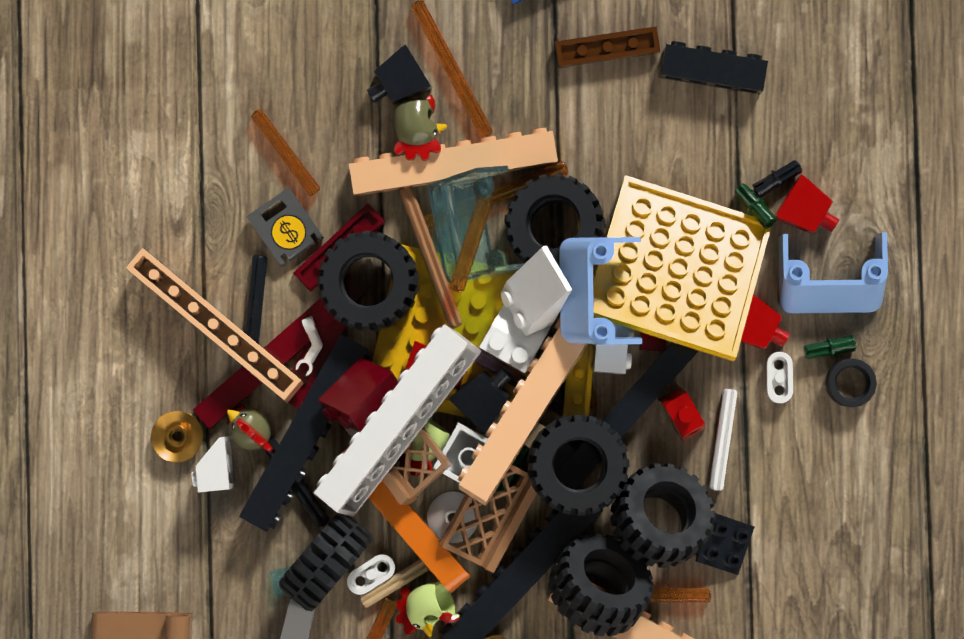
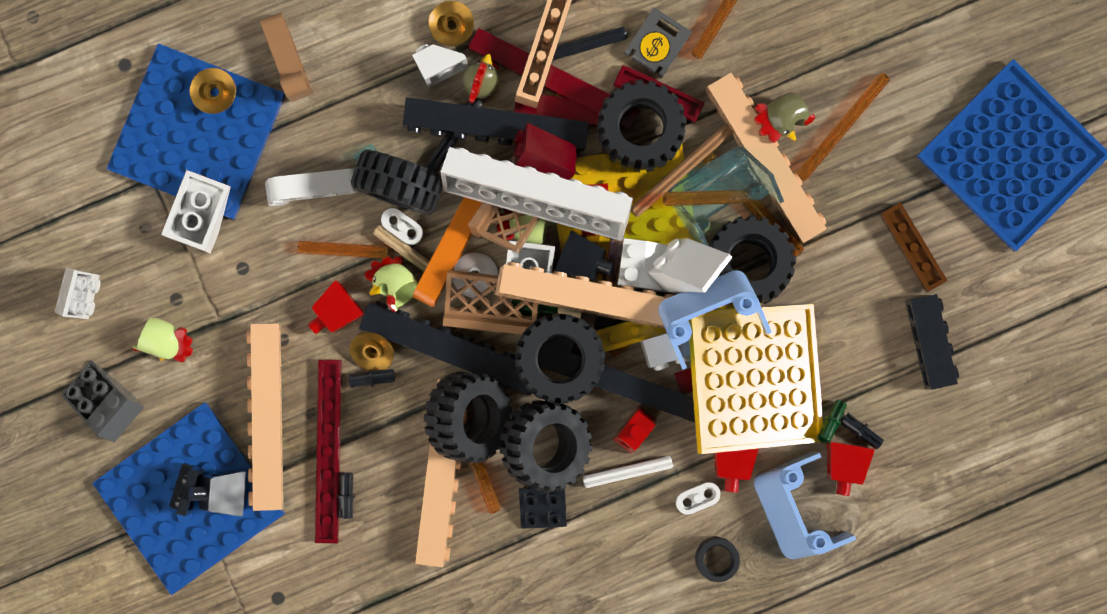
camera: 70 degrees right, 0 degrees up
(311, 330) = (571, 106): white arm -> none
(399, 78) = (817, 86): black torso -> none
(830, 347) = (739, 530): dark green axle -> none

